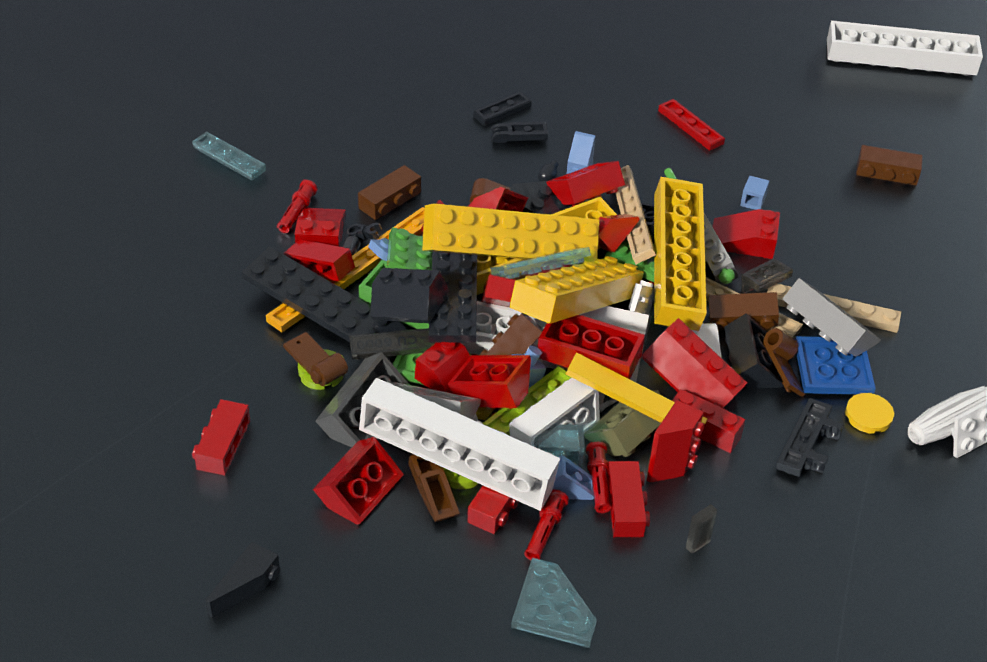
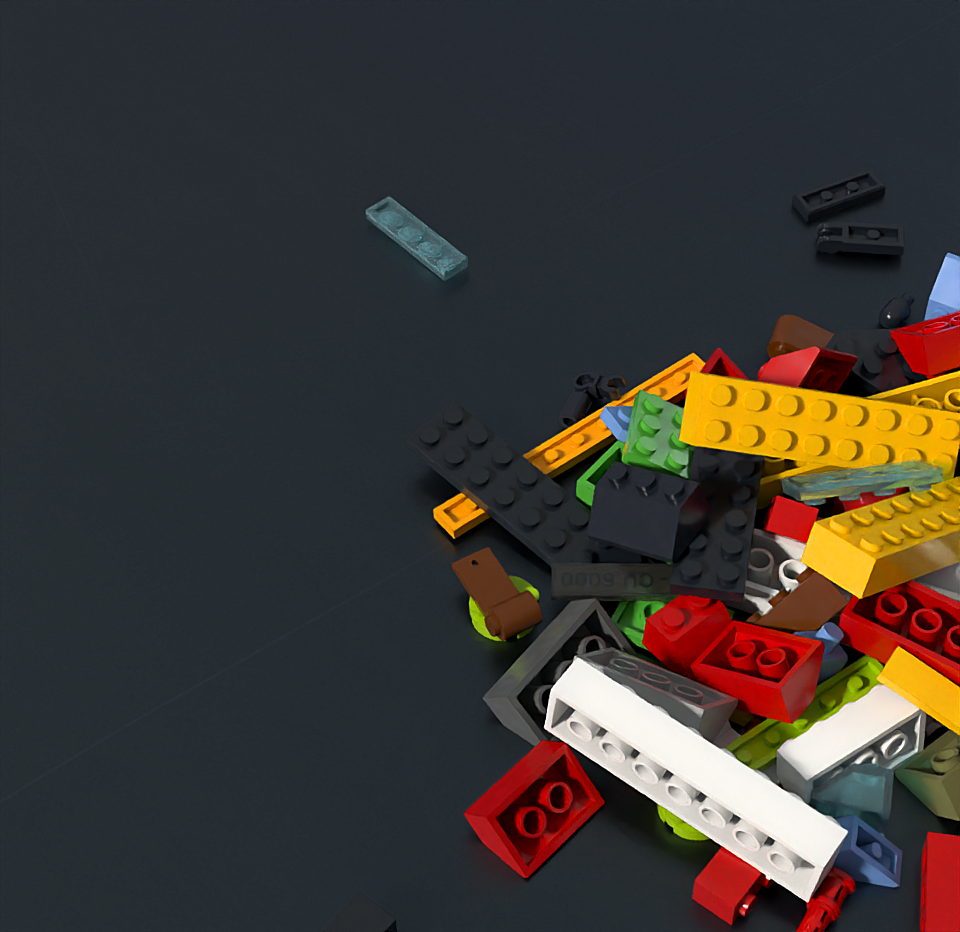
camera: 15 degrees right, 5 degrees up
(221, 437) = (341, 705): red brick -> none
(299, 201) = (510, 322): red pin -> none
(321, 225) = (533, 375): red slope -> none
(323, 259) = (528, 427): red brick -> none
(389, 192) = (646, 322): reddish brown brick -> none
(433, 488) = (647, 839): reddish brown slope -> none
(598, 468) = (910, 836): red pin -> none

